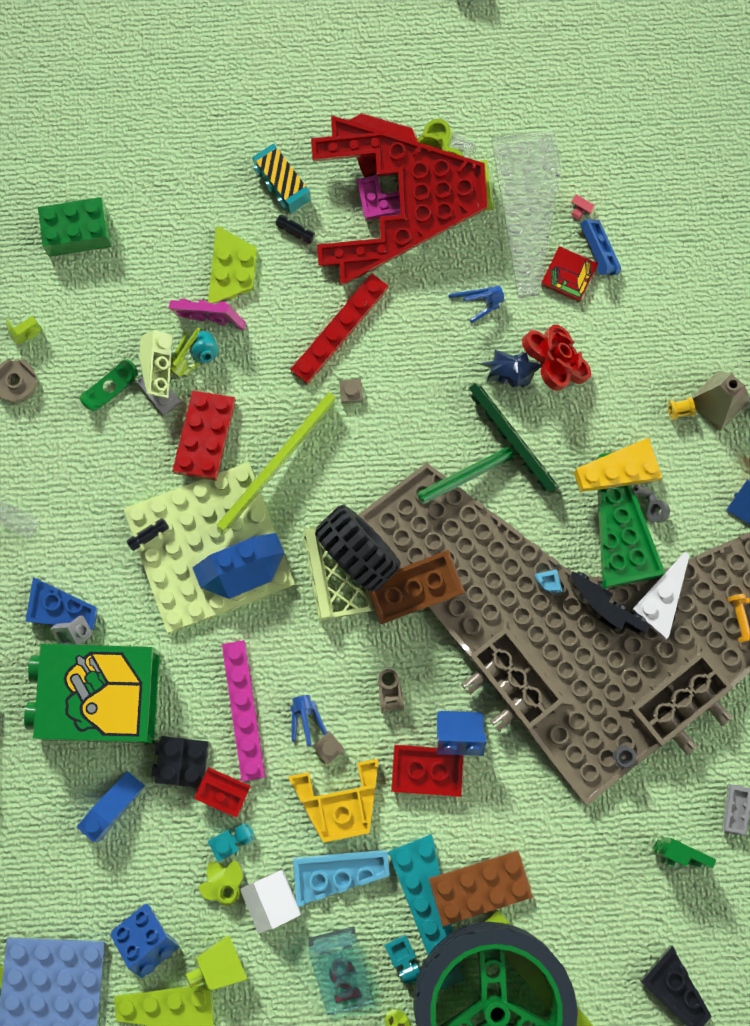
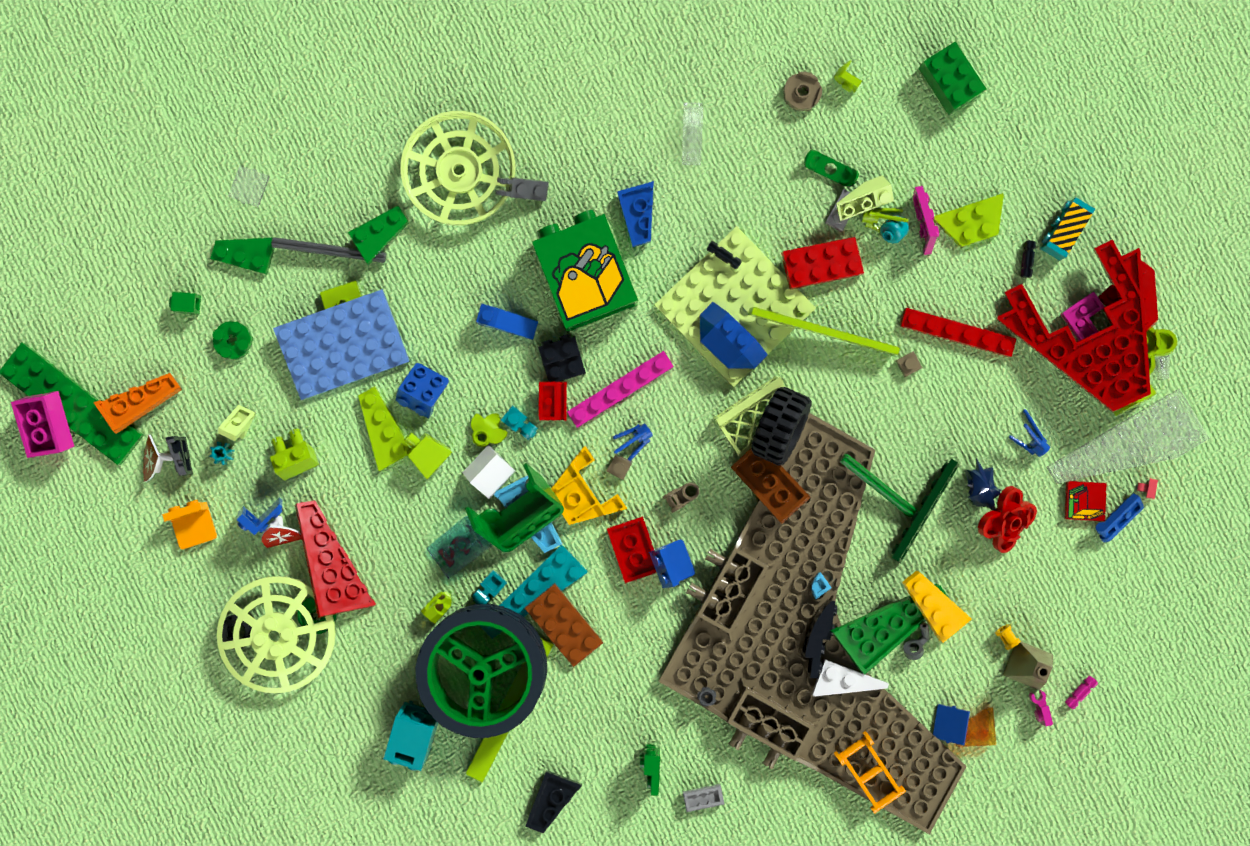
camera: 65 degrees right, 10 degrees up
(72, 633) = (622, 232): light grey bracket -> none
(338, 884) = (521, 518): none -> green windscreen

